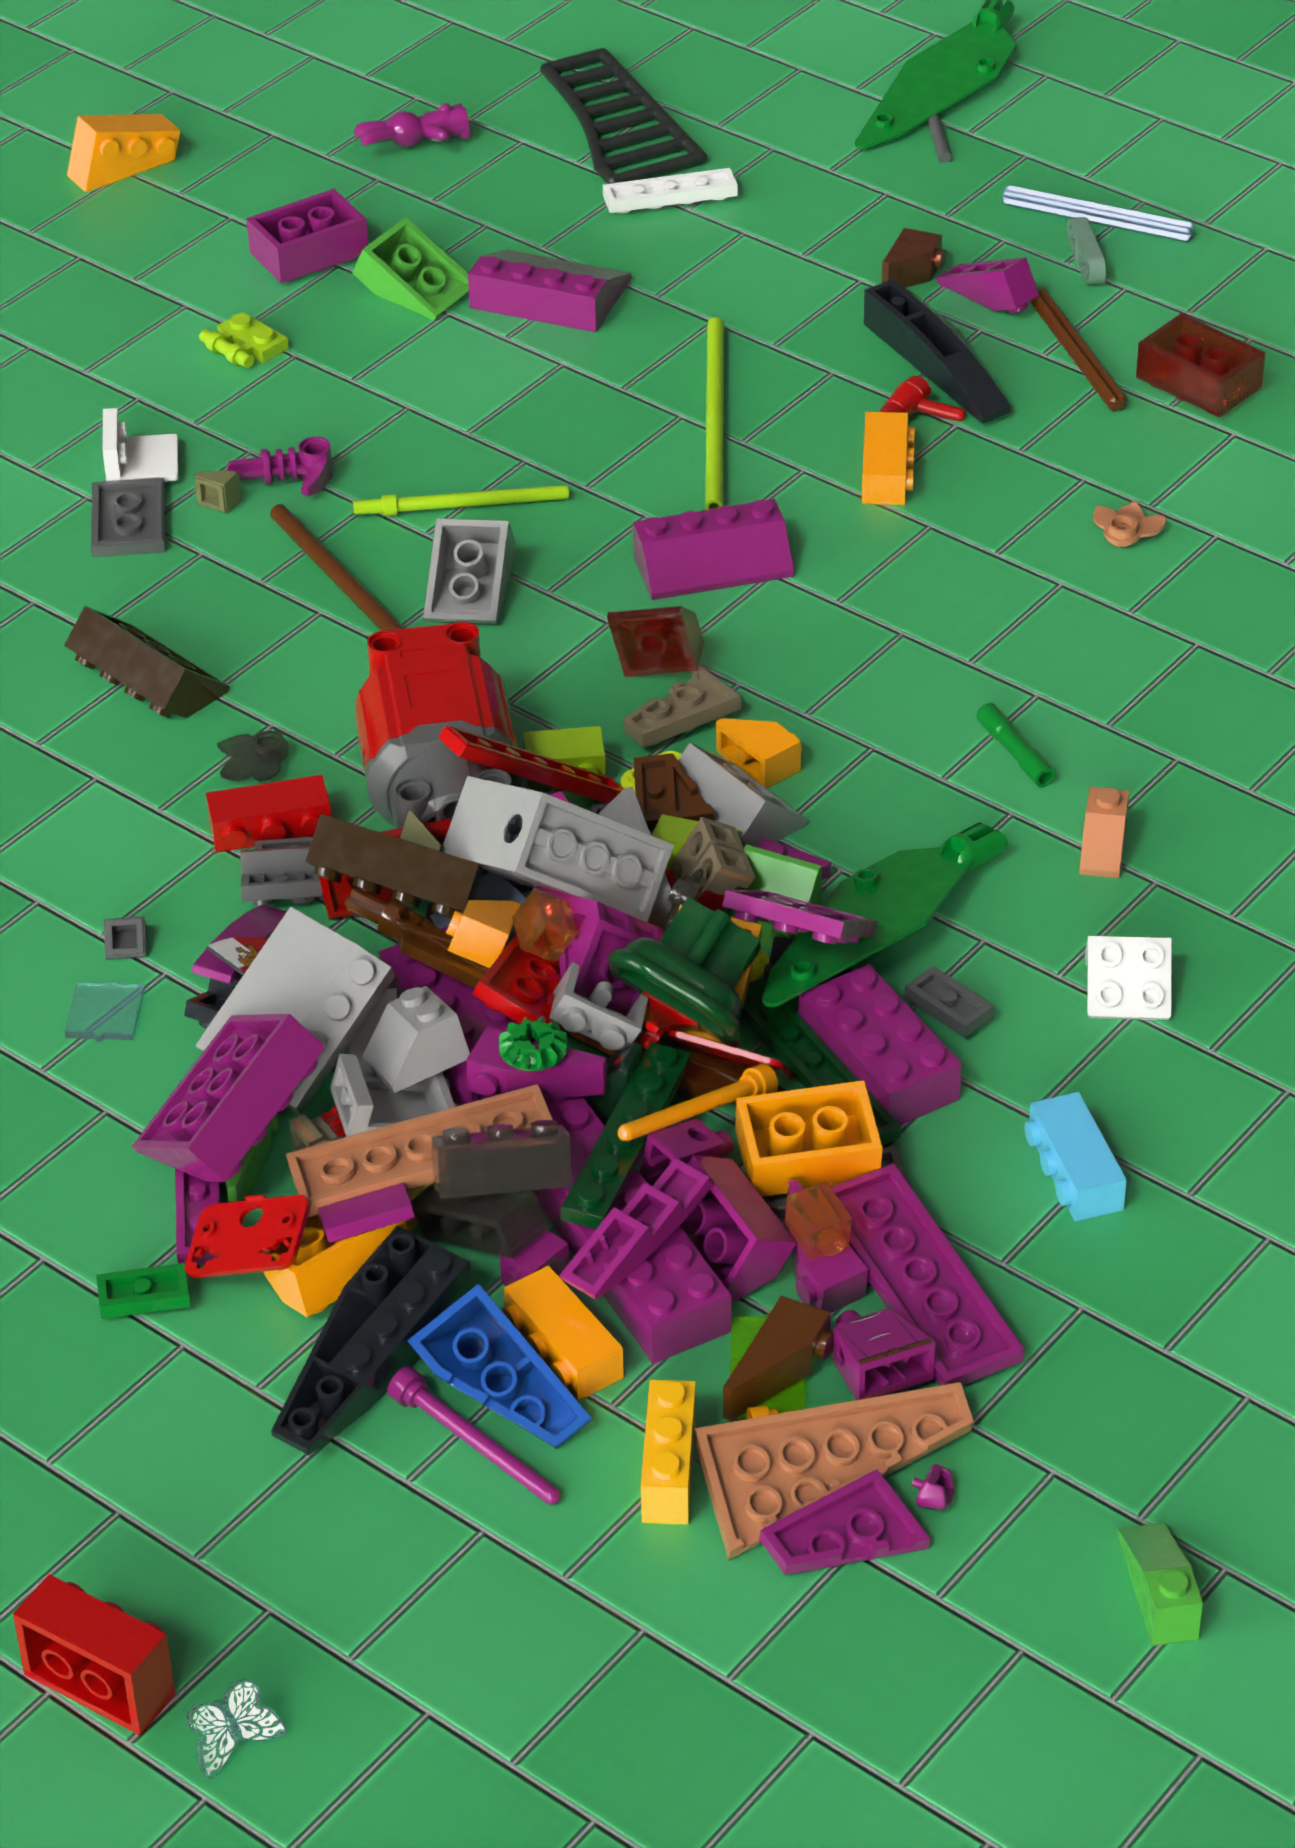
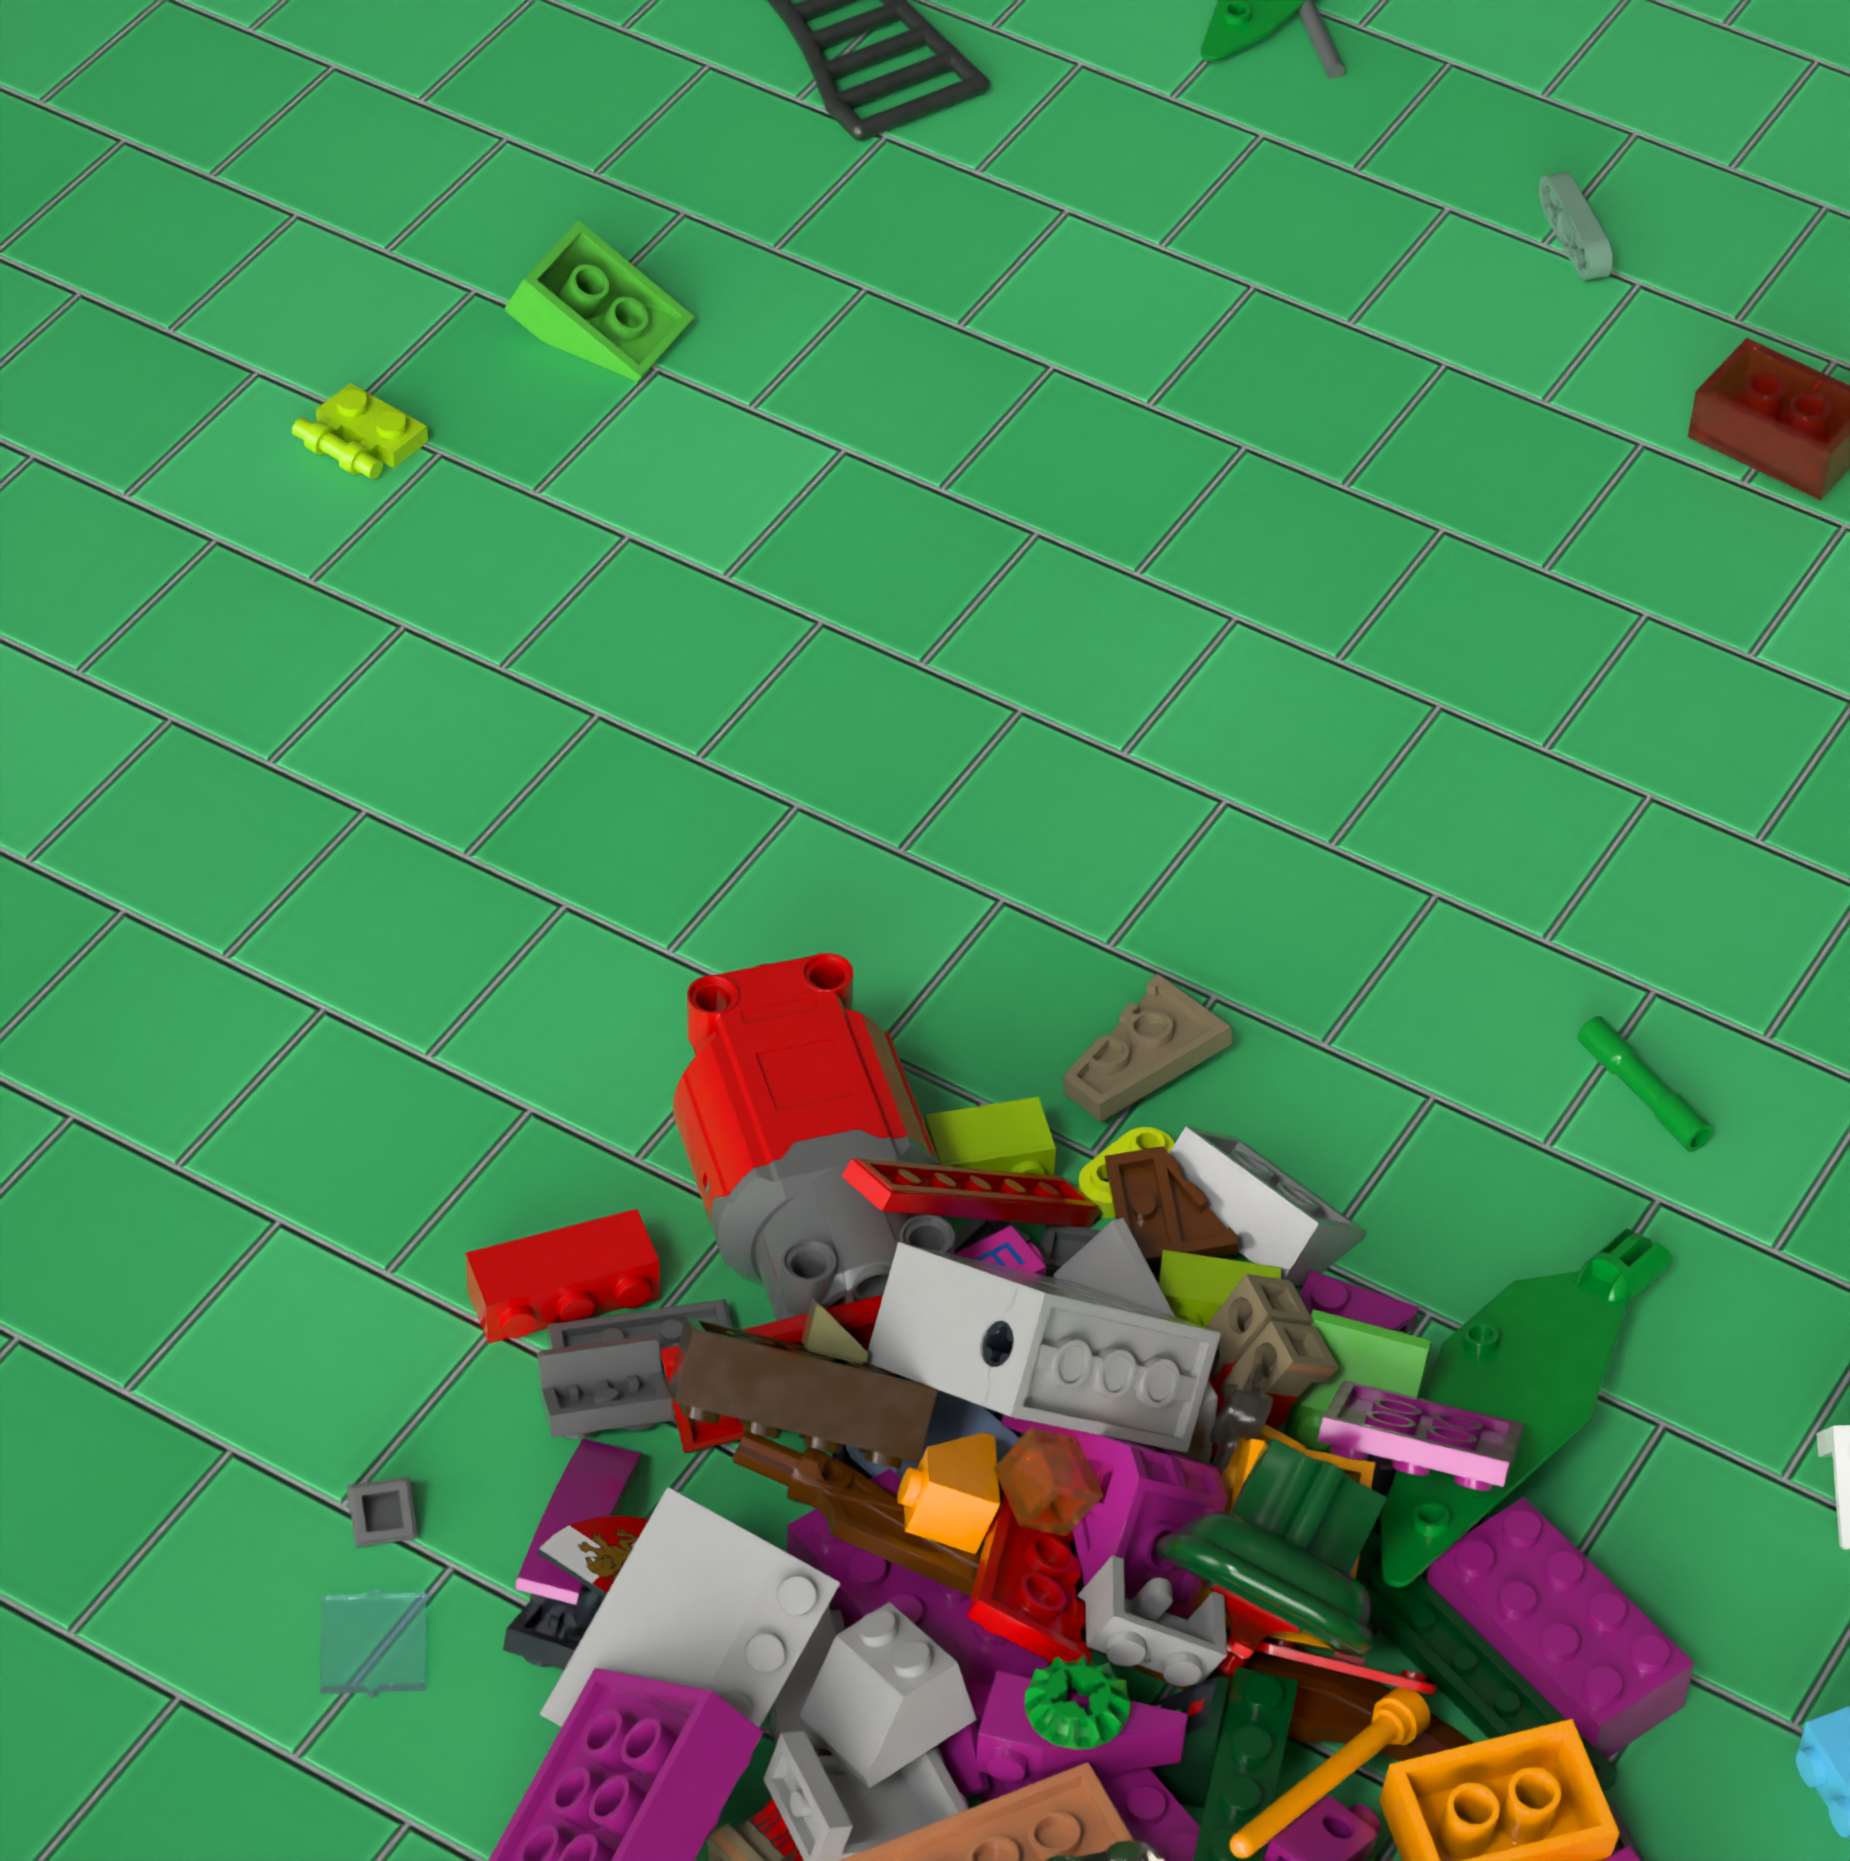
camera: 10 degrees left, 5 degrees up
(119, 147) = (110, 104): light orange wedge -> none
(128, 517) = (242, 754): dark grey tile -> none
(137, 455) = (240, 647): white bracket -> none
(142, 665) = (319, 1021): dark brown slope -> none
(218, 490) = (374, 702): olive slope -> none
(253, 756) = (516, 1171): clear smoke plate -> none
(307, 235) = (427, 249): magenta brick -> none
(311, 461) = (506, 648): magenta piece -> none
(333, 569) = (596, 851): reddish brown piece -> none
(390, 505) = (639, 713): lime bar -> none
(409, 129) = (541, 55): magenta animal -> none
(469, 570) = (783, 831): light grey slope -> none
(545, 289) = (797, 322): magenta slope -> none
(656, 640) = (1092, 943): clear red slope -> none
(670, 190) = (948, 145): white plate -> none
(712, 549) = (1136, 770): magenta slope -> none
(714, 414) = (1090, 534): lime piece -> none
(759, 748) = (1275, 1116): light orange slope -> none
(887, 458) = (1359, 597): light orange brick -> none
(913, 397) = (1374, 490): red piece -> none
(914, 258) = (1329, 252): copper slope -> none
(933, 348) = (1392, 406): black wedge -> none
(949, 1001) = (1640, 1542): dark grey plate -> none
(993, 284) = (1454, 289): magenta slope -> none
(1079, 351) = (1596, 395): reddish brown axle -> none
(1098, 213) = (1576, 159): axle -> none
(1104, 832) = (1807, 1232): slope -> none
(1127, 524) = (1725, 691): nougat plate -> none

